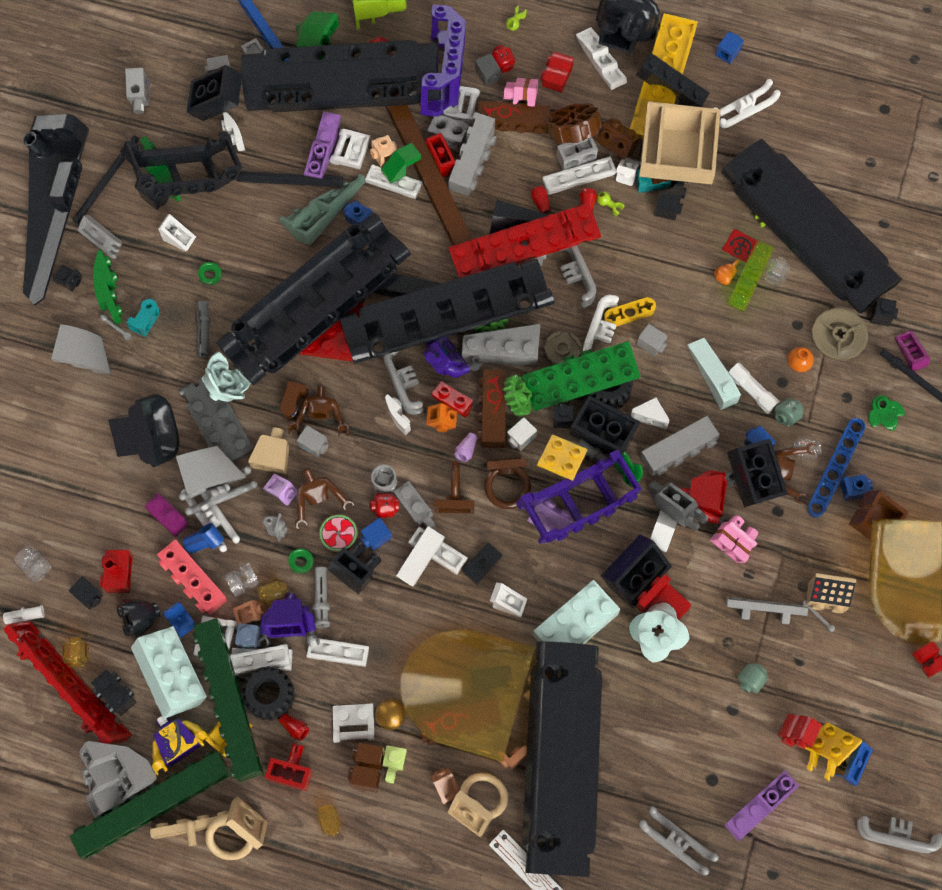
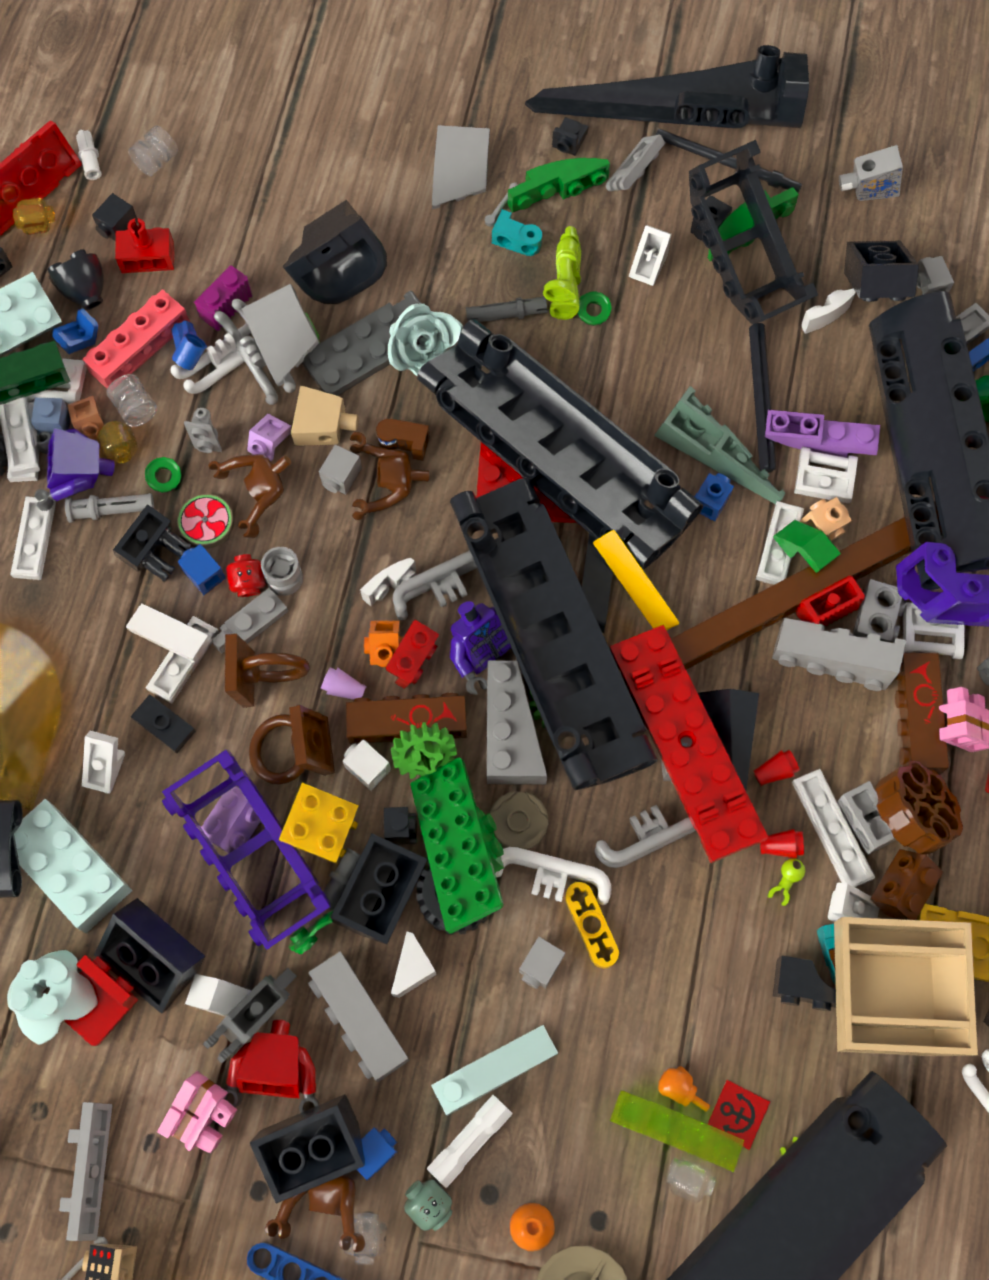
camera: 85 degrees right, 0 degrees up
(202, 287) = (564, 289): none -> lime piece
(417, 261) = (635, 581): none -> yellow sticker

